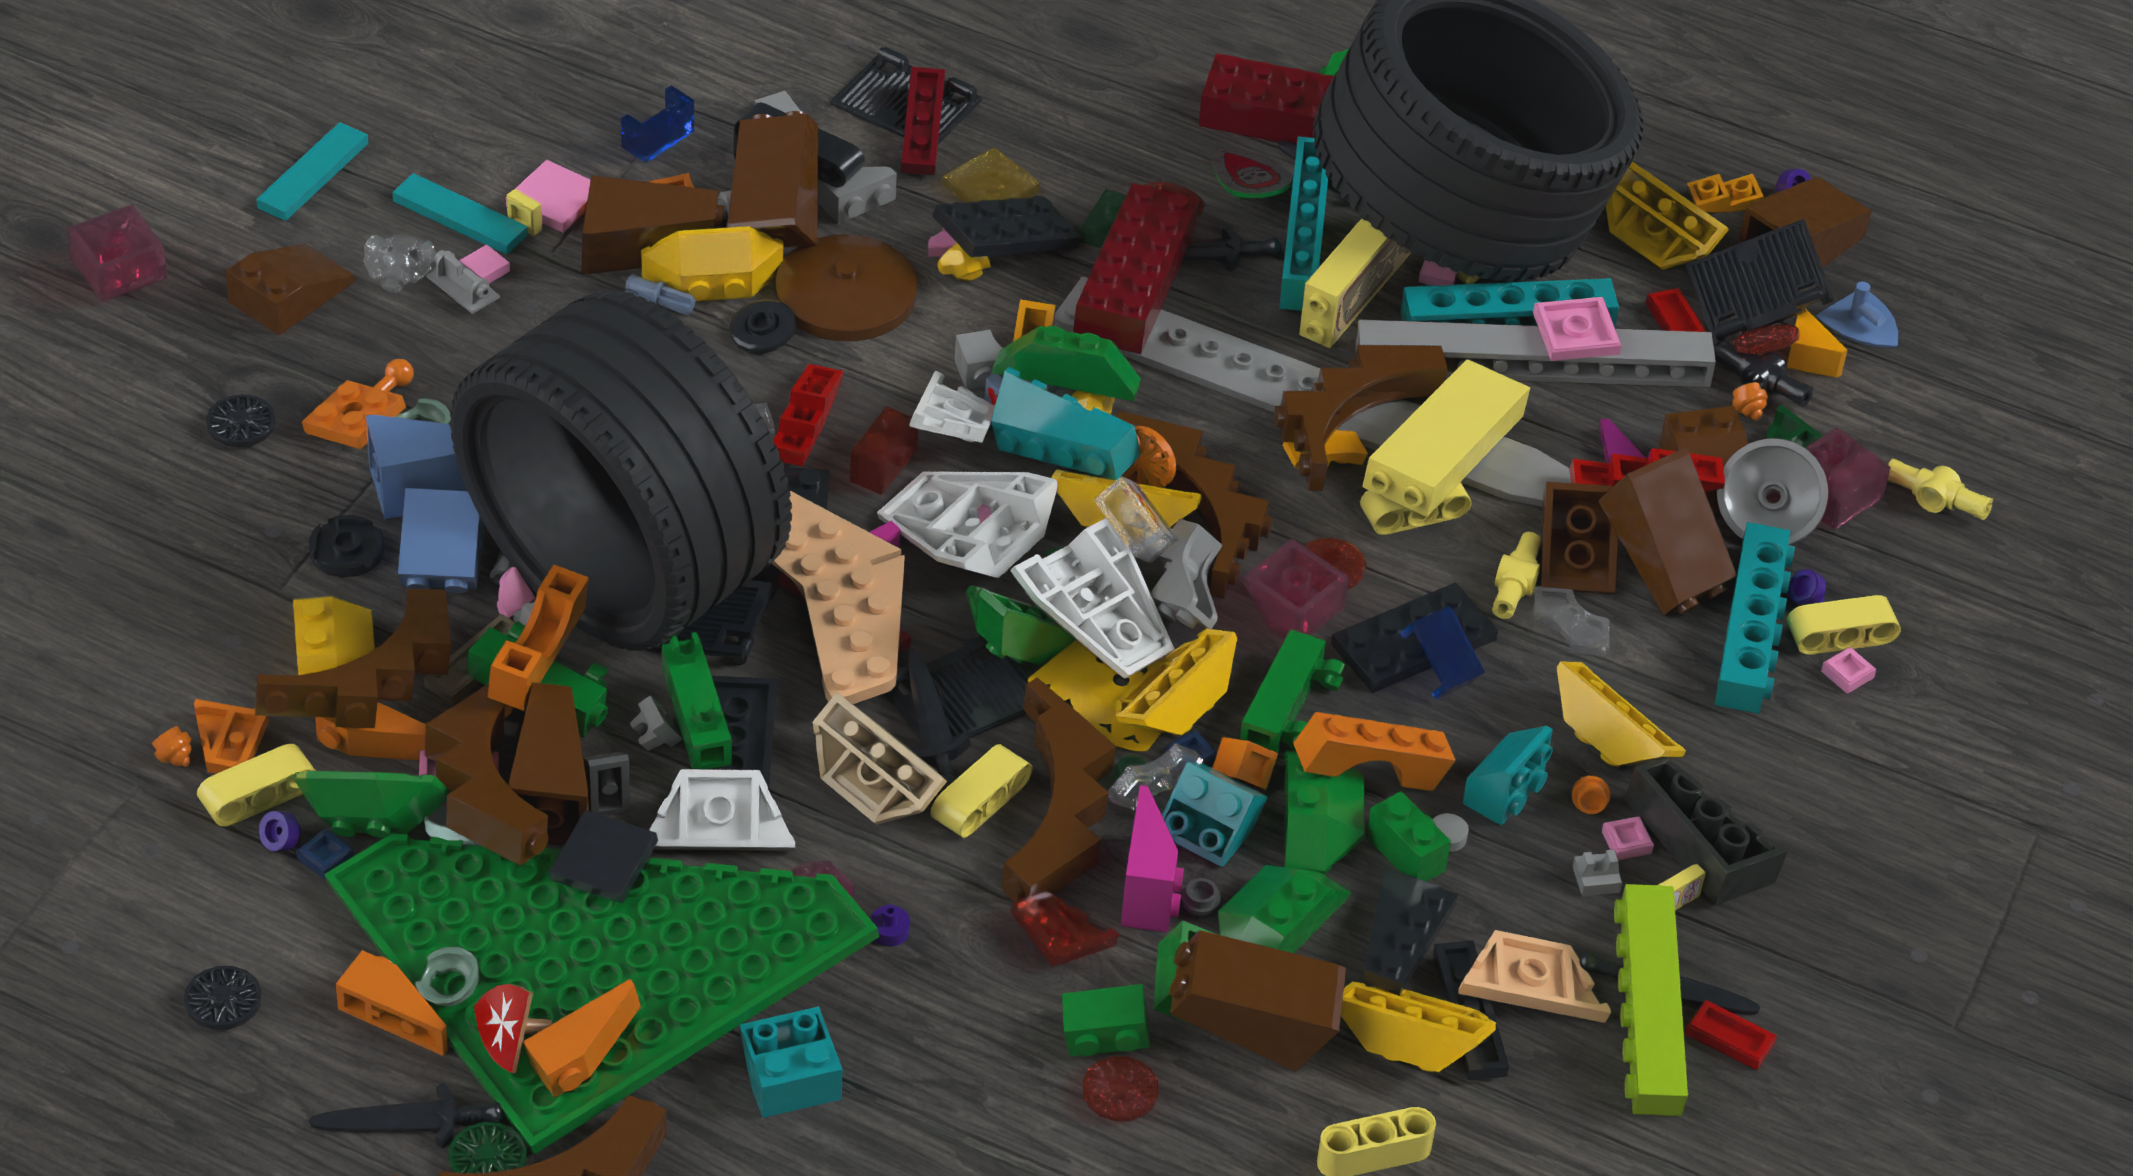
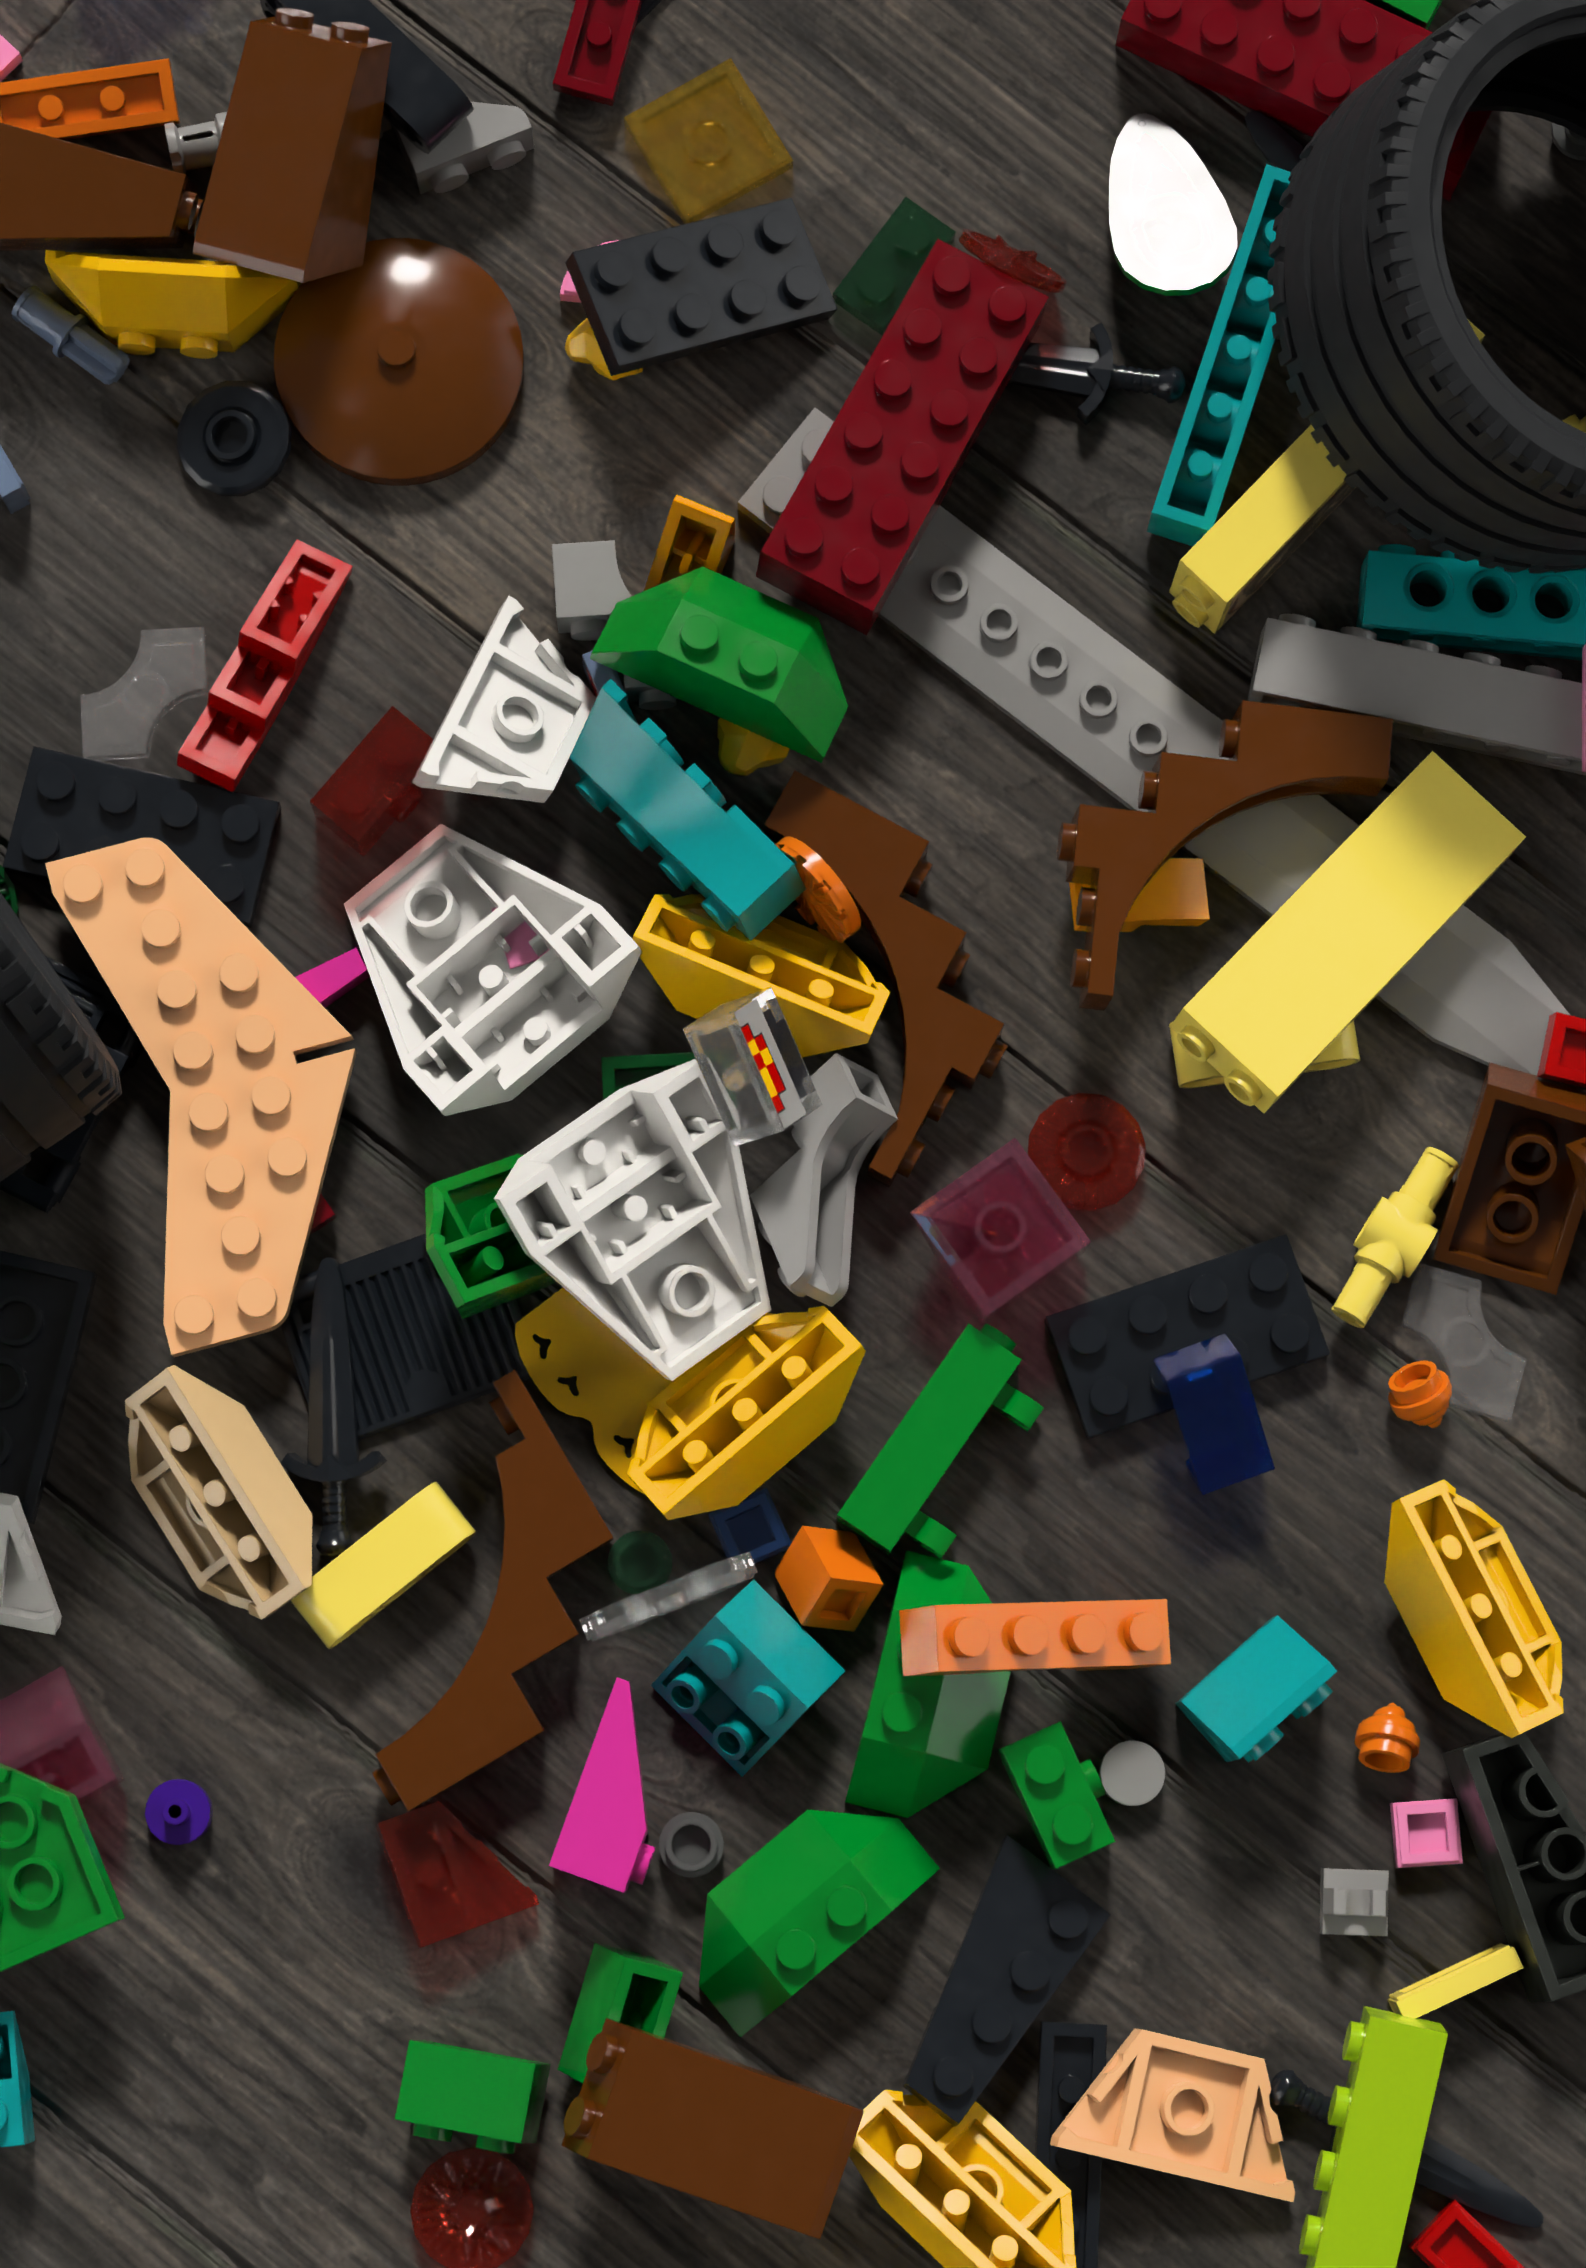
camera: 10 degrees right, 35 degrees up
(1556, 642) = (1420, 1393): none -> orange plate

